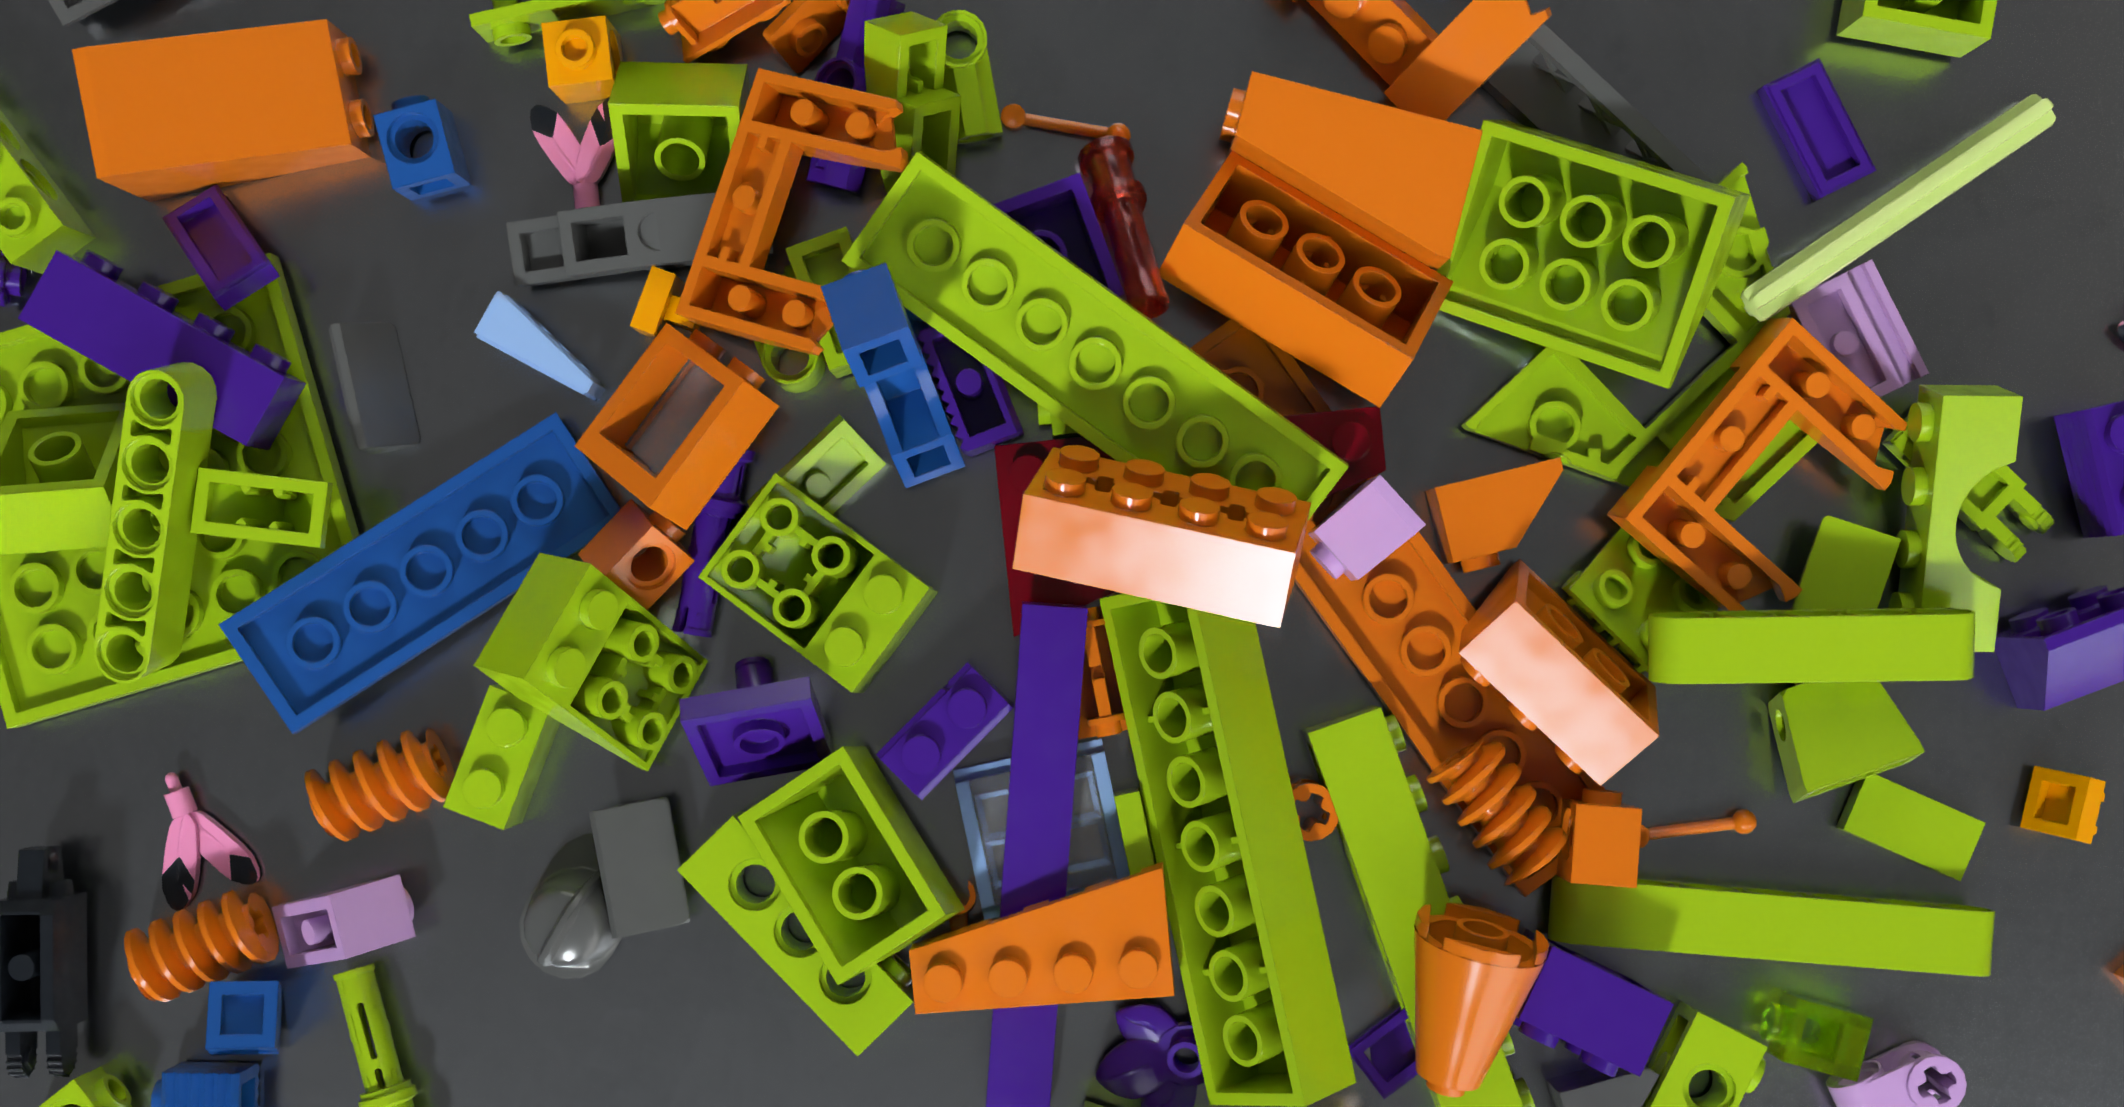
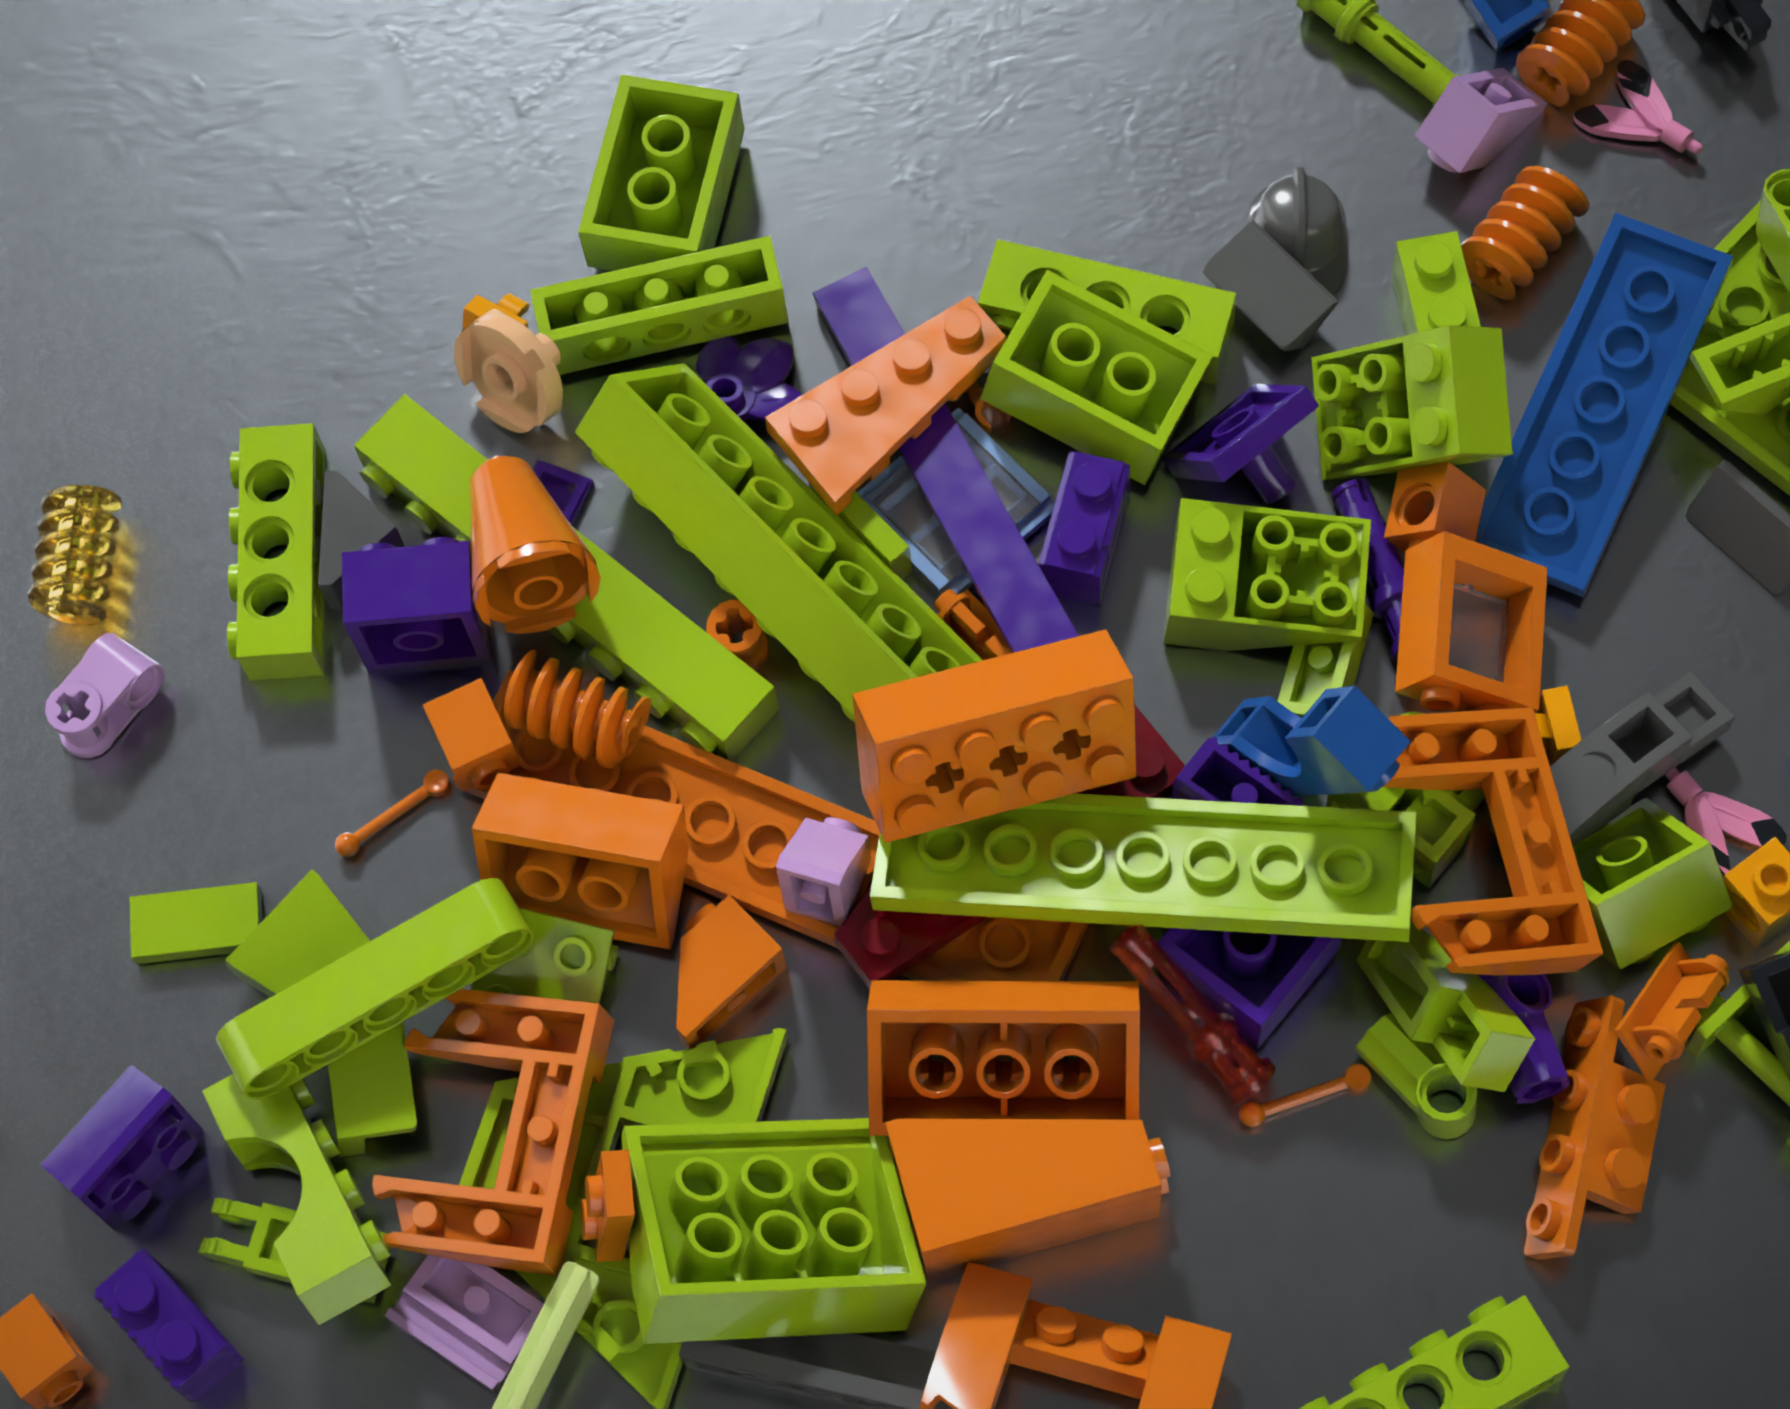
camera: 155 degrees right, 20 degrees down
(520, 335) = (1639, 634): light blue slope -> none
(1715, 331) = (609, 1206): none -> orange plate
(1775, 925) = (265, 773): lime beam -> none
(1836, 1039) = (179, 690): clear neon green brick -> none
(2063, 804) = (68, 1009): light orange tile -> none

